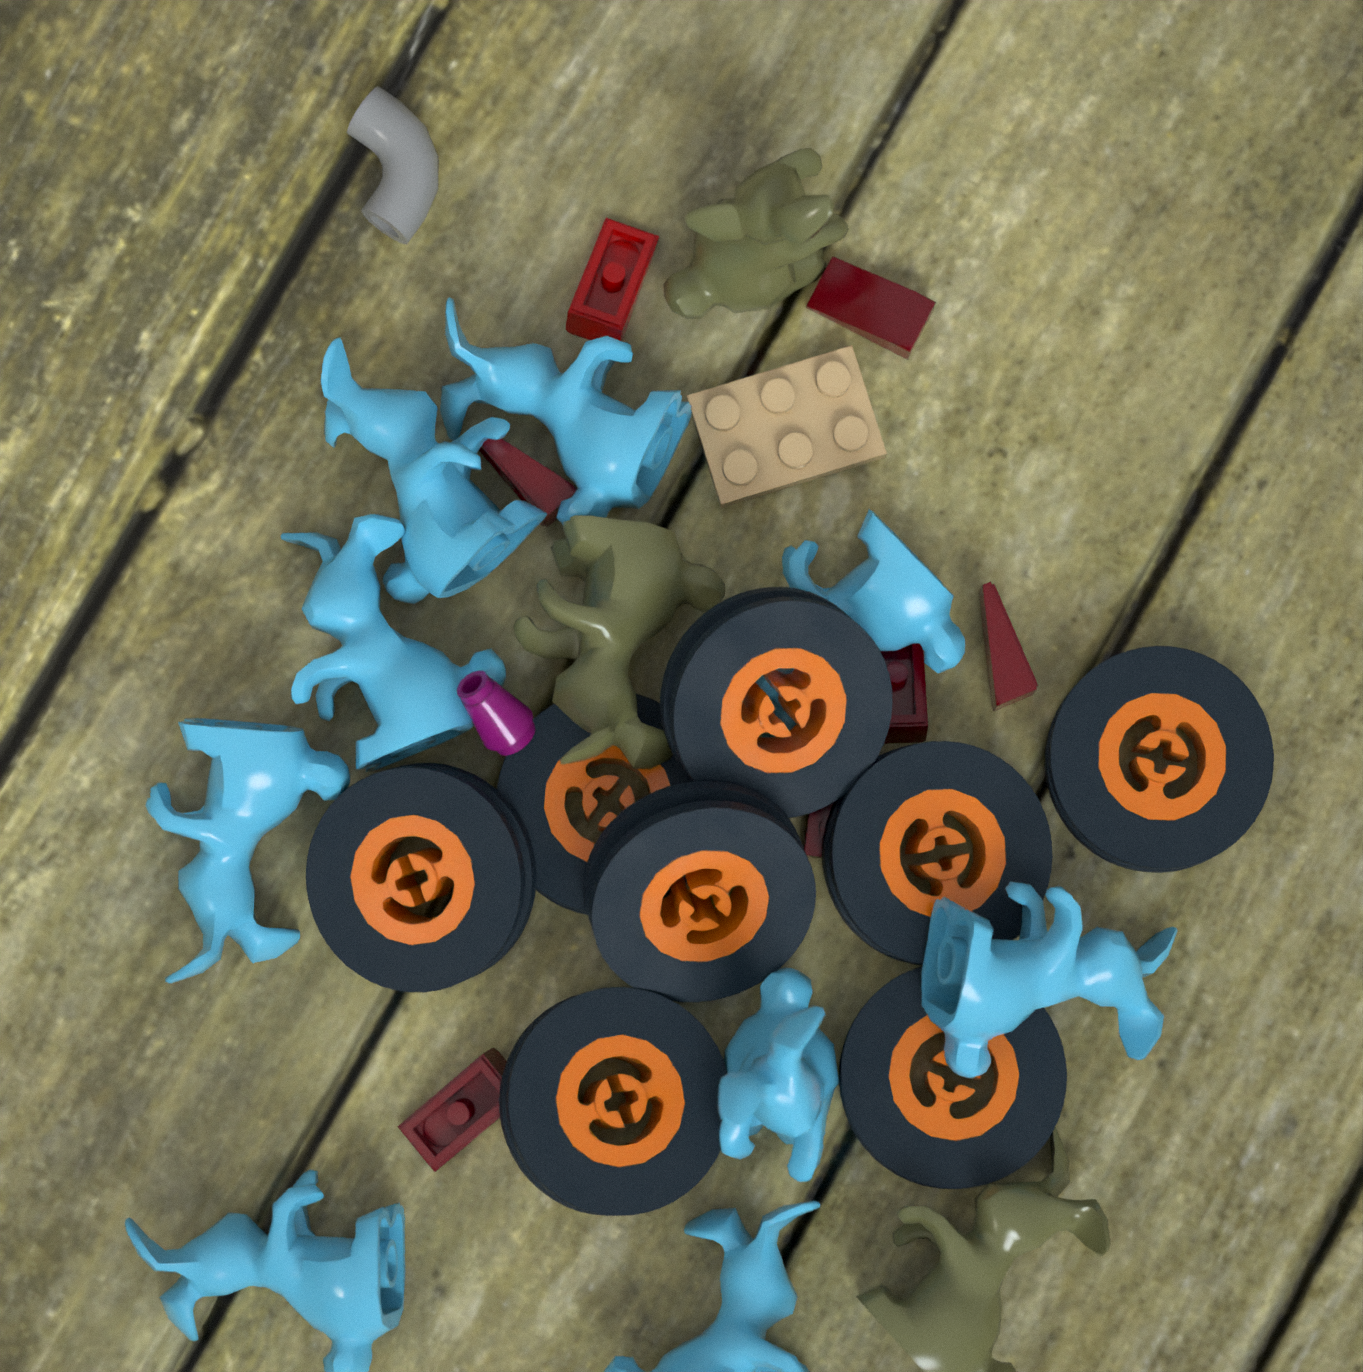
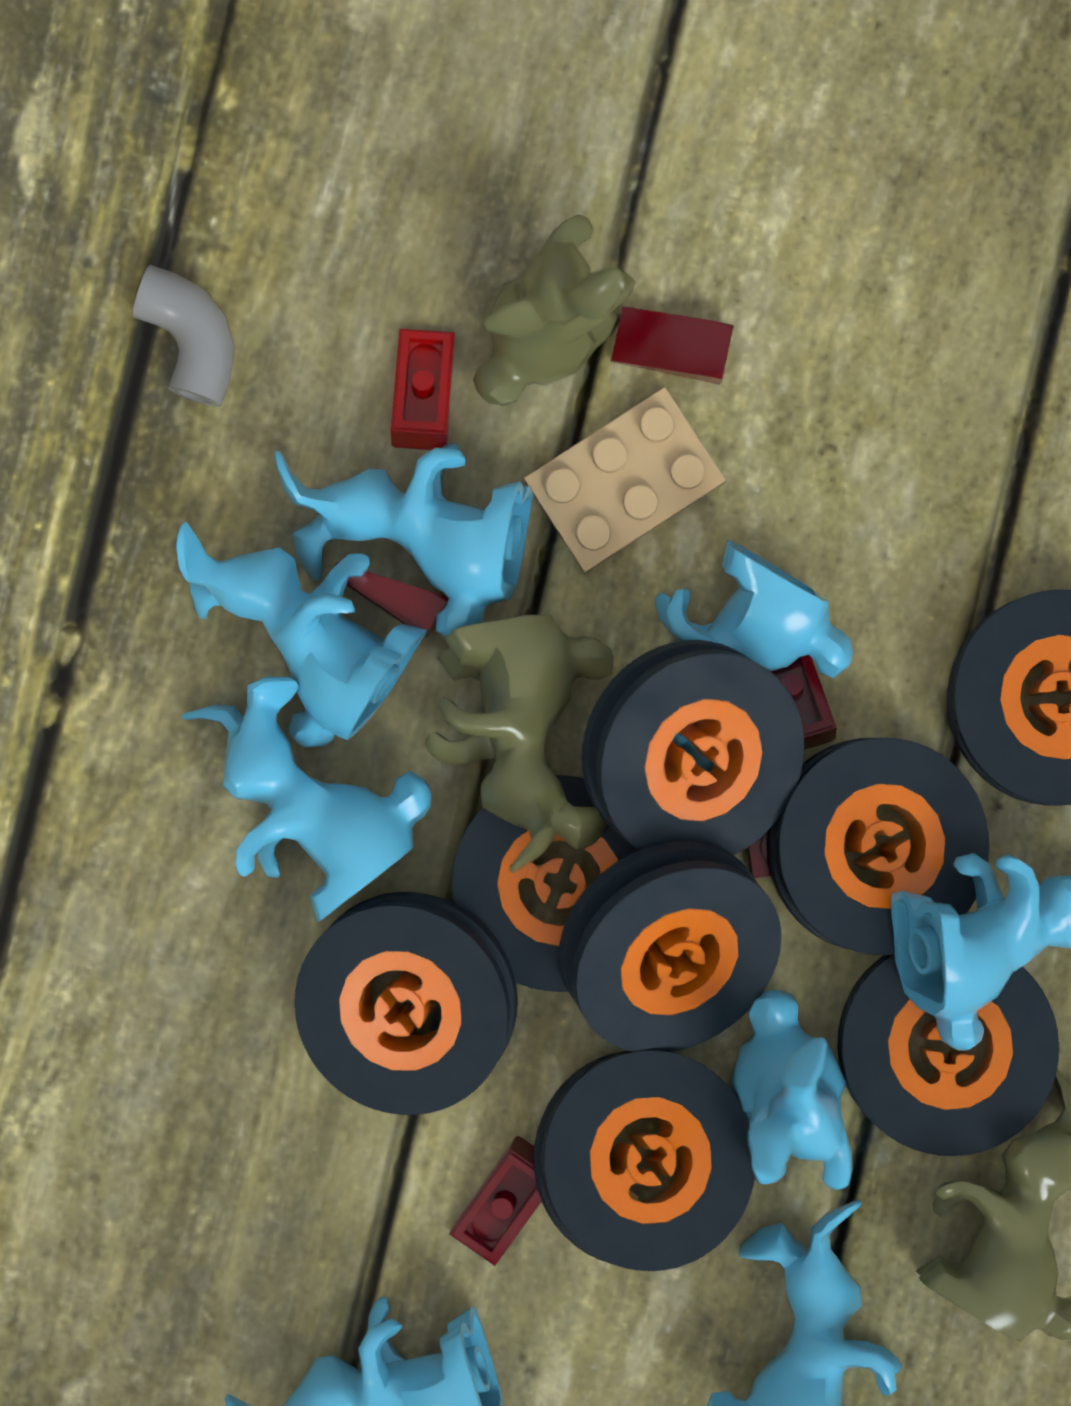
camera: 20 degrees left, 5 degrees up
(251, 788) = (225, 960): medium azure animal -> none
(497, 715) = (435, 834): magenta cone -> none
(1007, 665) = (893, 649): dark red slope -> none

